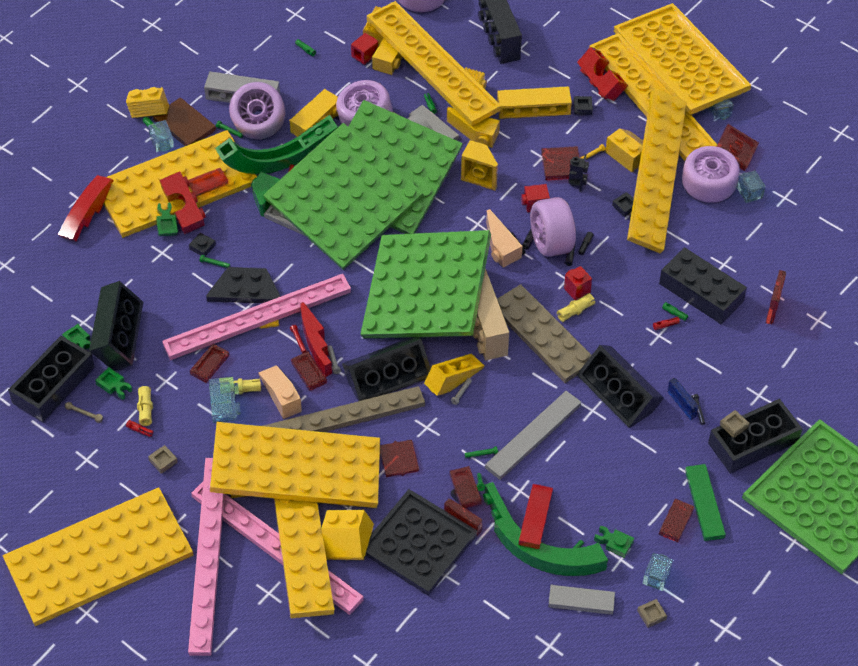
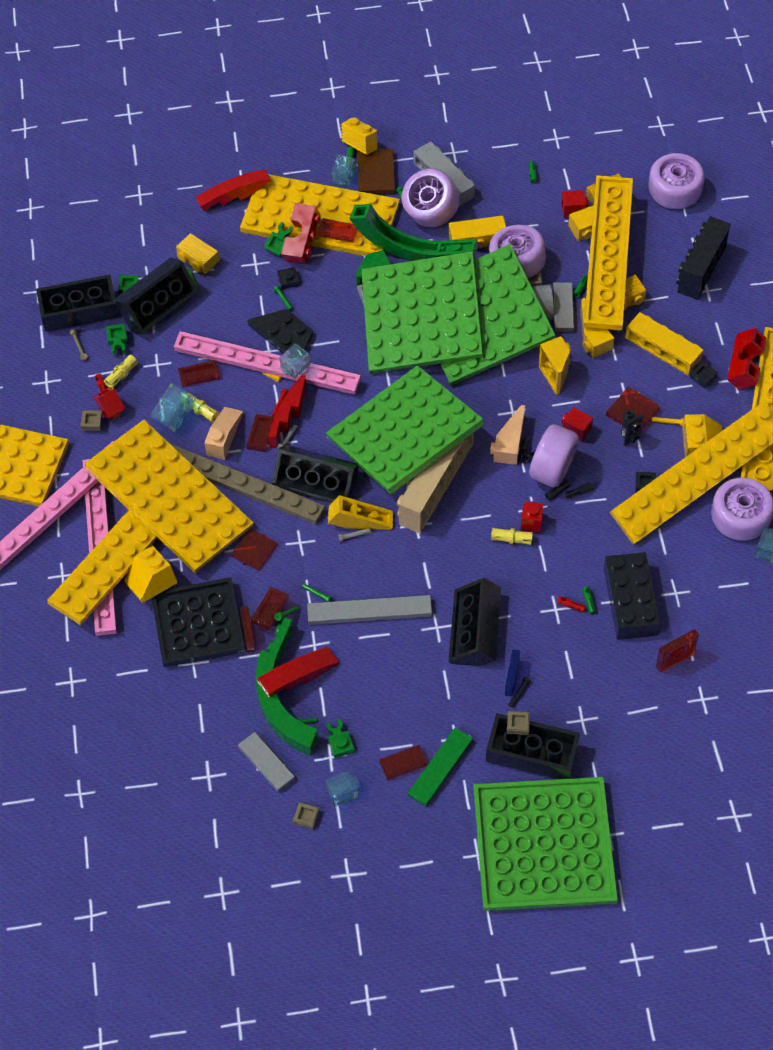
camera: 45 degrees right, 5 degrees up
(107, 272) = (197, 254): none -> yellow brick
(165, 433) = (109, 403): none -> red brick
(284, 296) = (294, 361): none -> clear light blue brick
(543, 333) = (464, 535): dark tan plate -> none

